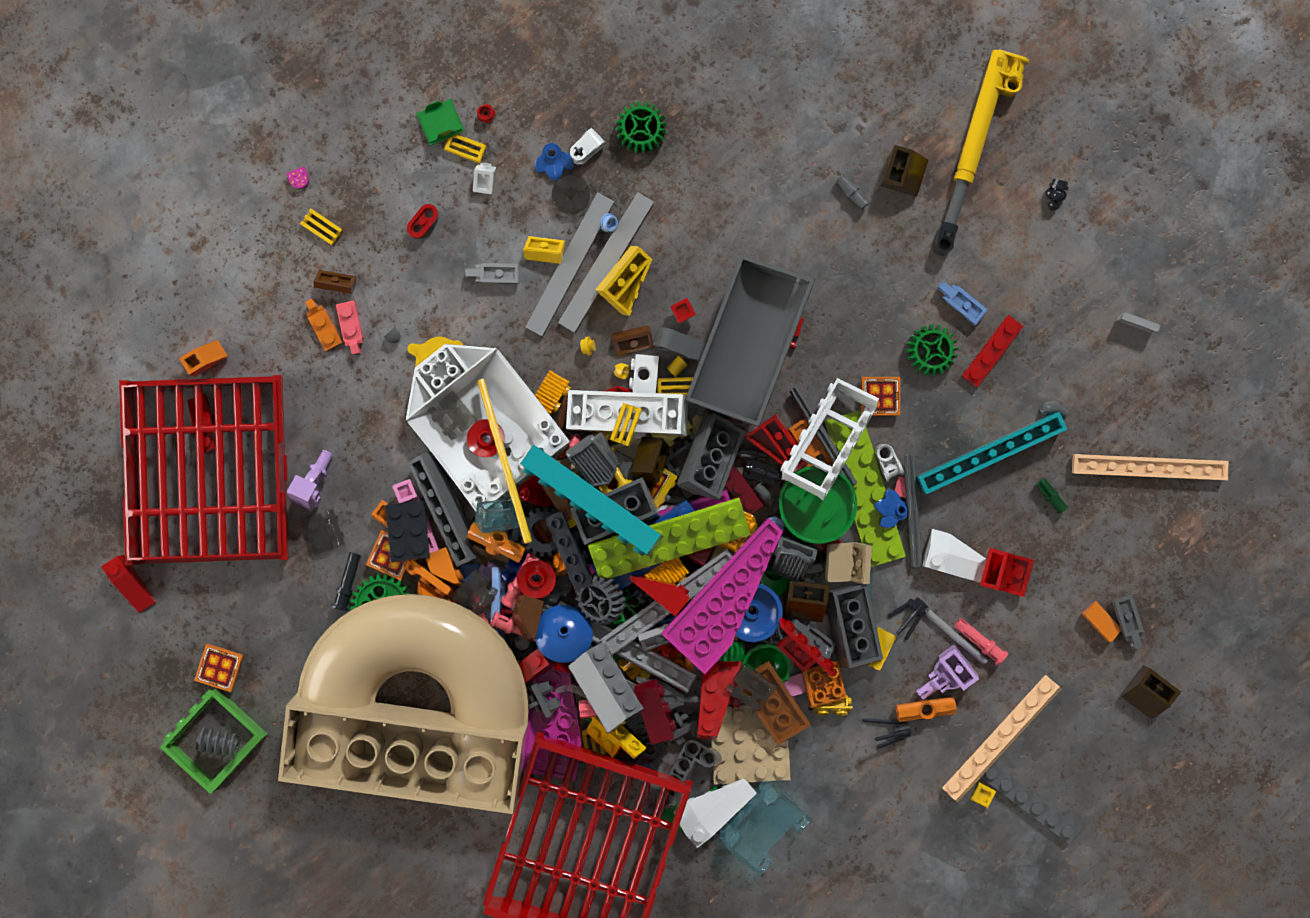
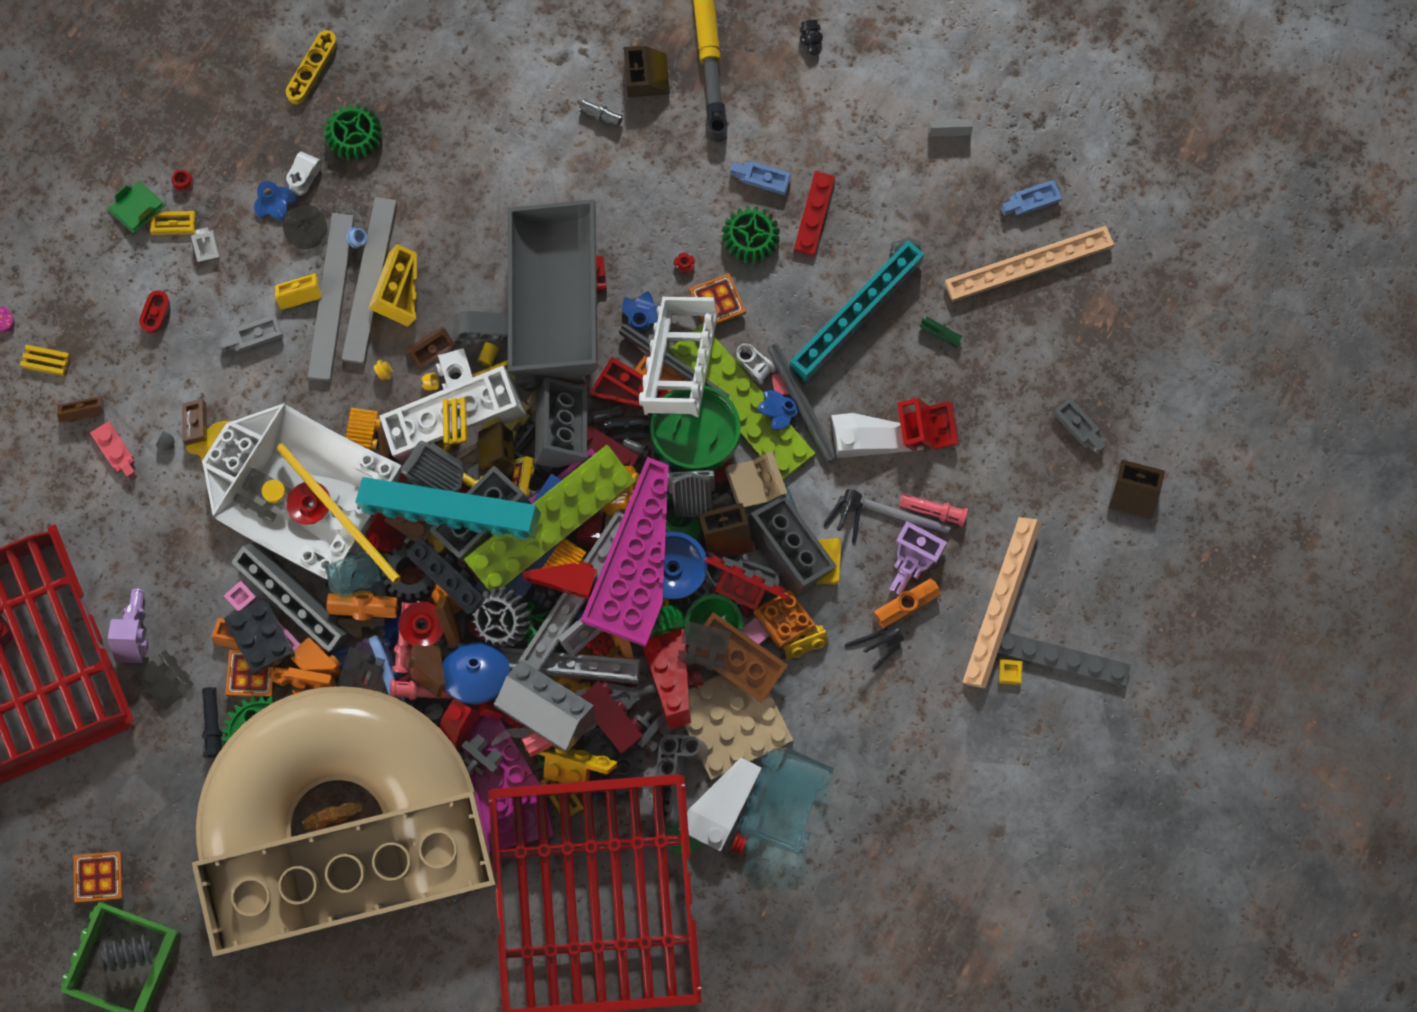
camera: 20 degrees left, 15 degrees down
(323, 325) = (84, 461): orange hinge -> none
(411, 698) = (331, 815): none -> clear orange plate
(421, 329) = (194, 422): none -> reddish brown plate
(460, 419) = (273, 491): none -> yellow tile
(557, 586) = (448, 621): none -> reddish brown tile
(630, 55) = (314, 68): none -> yellow beam
(683, 310) = (471, 294): red tile -> none
(714, 843) = (738, 844): none -> red bush
(817, 376) = (641, 309): none -> blue plate
(867, 356) = (684, 268): none -> red plate
(1101, 621) = (1052, 439): orange slope -> none
(1178, 412) = (1032, 199): none -> medium blue hinge

